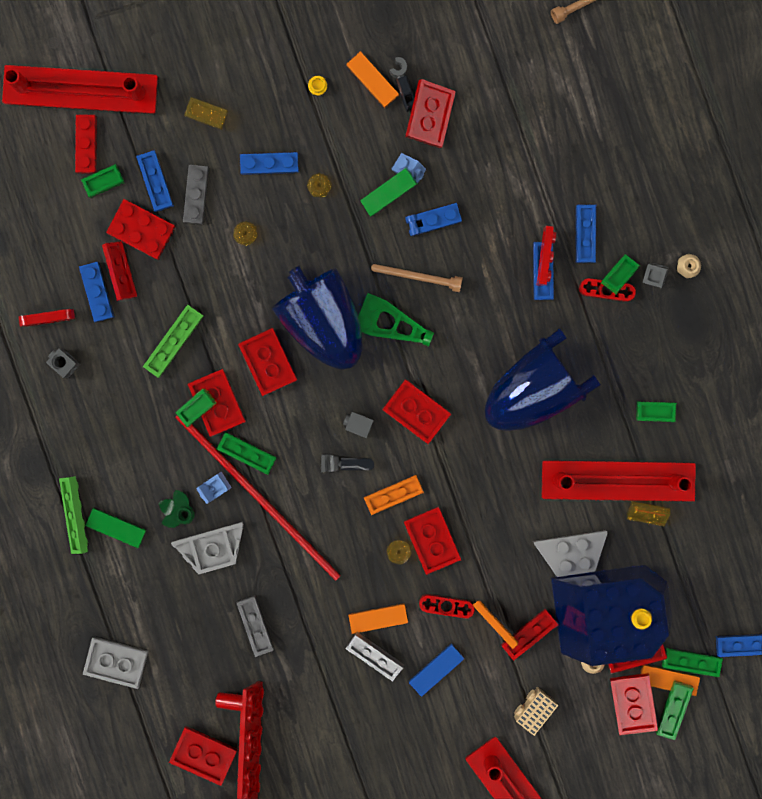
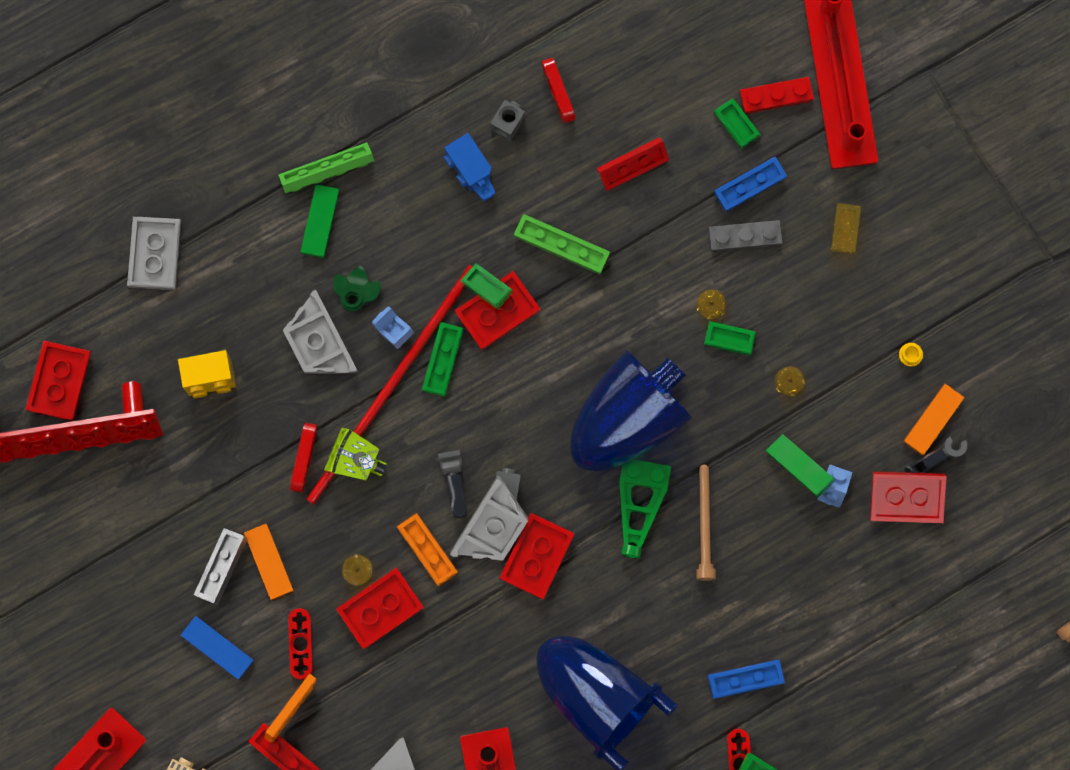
camera: 75 degrees right, 10 degrees down
(95, 399) = (471, 166): none -> blue hinge
(96, 292) = (601, 142): blue plate -> none
(141, 229) = (688, 179): red plate -> none
(221, 640) = (207, 374): none -> yellow brick
(255, 626) = (231, 411): flat silver plate -> none
(267, 362) = (560, 362): red plate -> none
(269, 163) = (802, 316): blue plate -> none
(275, 225) = (729, 338): none -> green tile
(302, 576) = (303, 457): none -> red beam
(311, 538) = (354, 457): none -> lime torso
(387, 441) = (492, 526): none -> light grey wing
(434, 219) = (779, 530): blue plate -> none
(546, 256) = (764, 676): red plate -> none
(585, 233) = (804, 723): blue tile -> none

